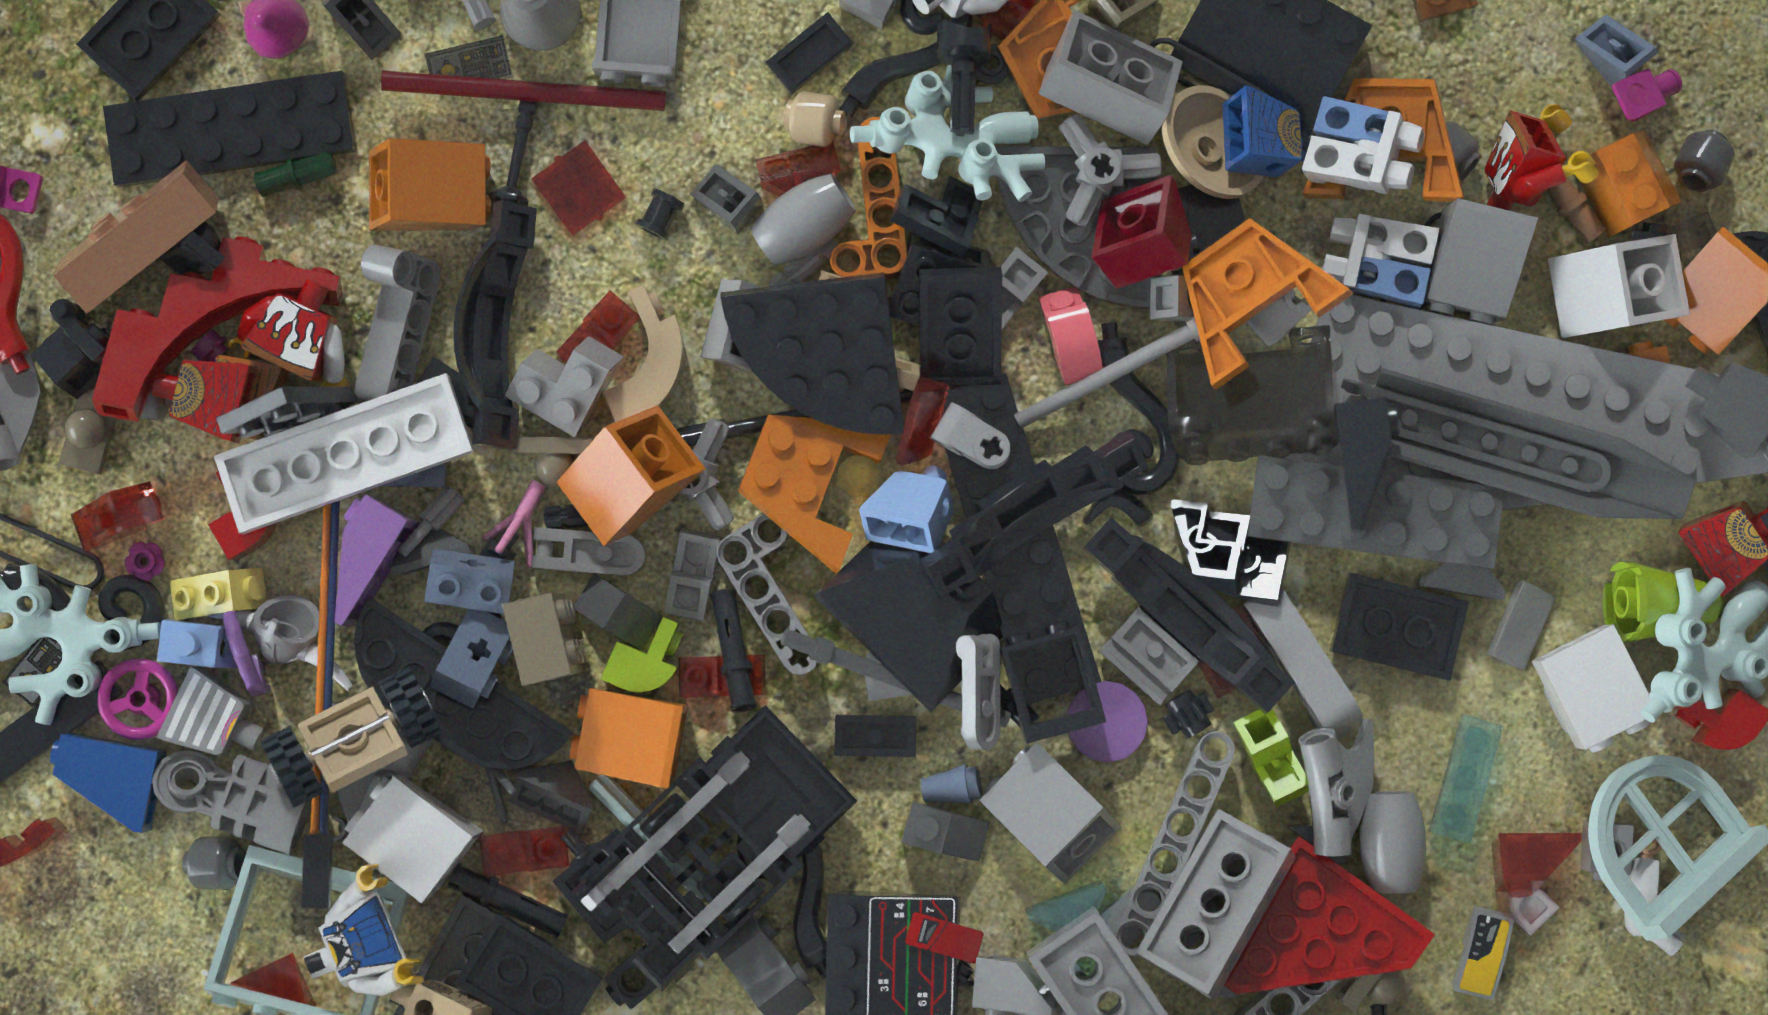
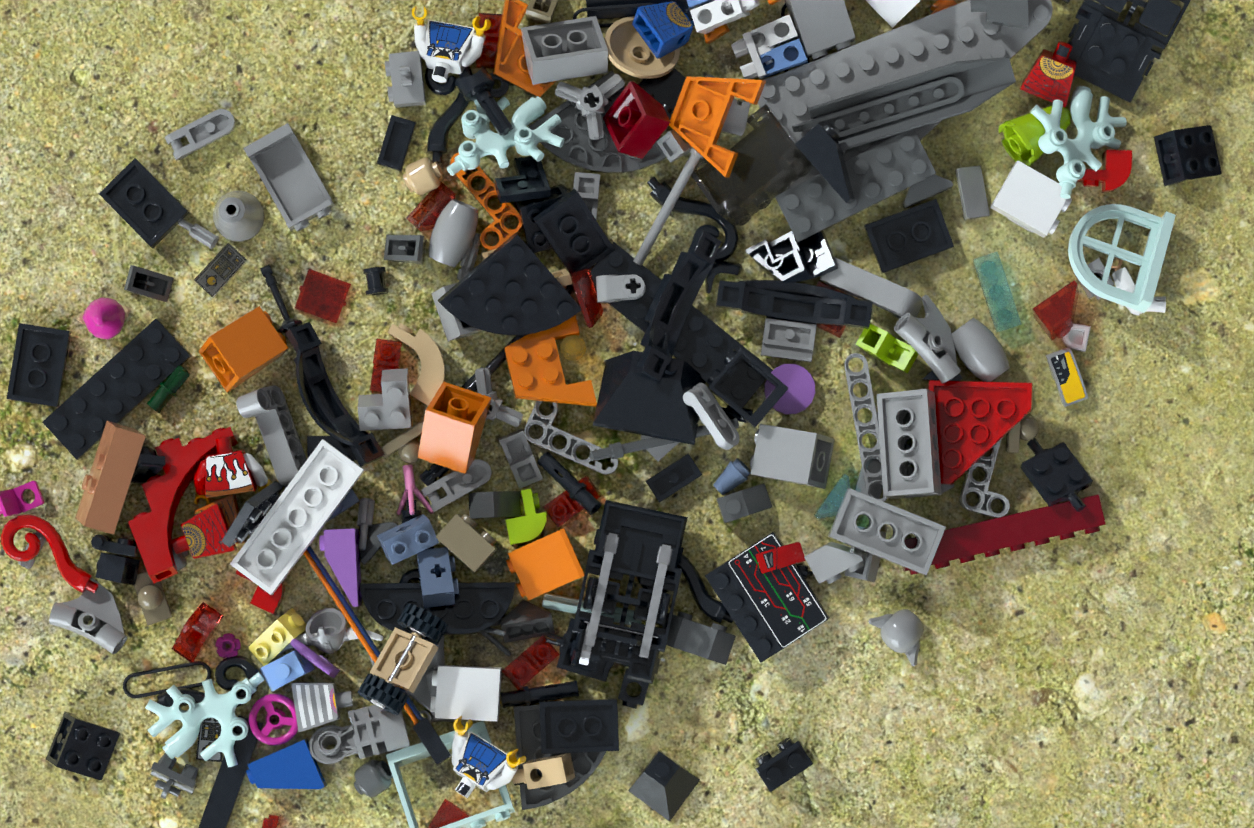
camera: 35 degrees left, 0 degrees up
(210, 347) = (186, 510): magenta plate -> none
(523, 90) = (259, 264): dark red piece -> none
(909, 510) = (612, 347): light blue torso -> none
(1071, 334) = (634, 198): coral brick -> none
(1188, 713) = (829, 356): black gear -> none

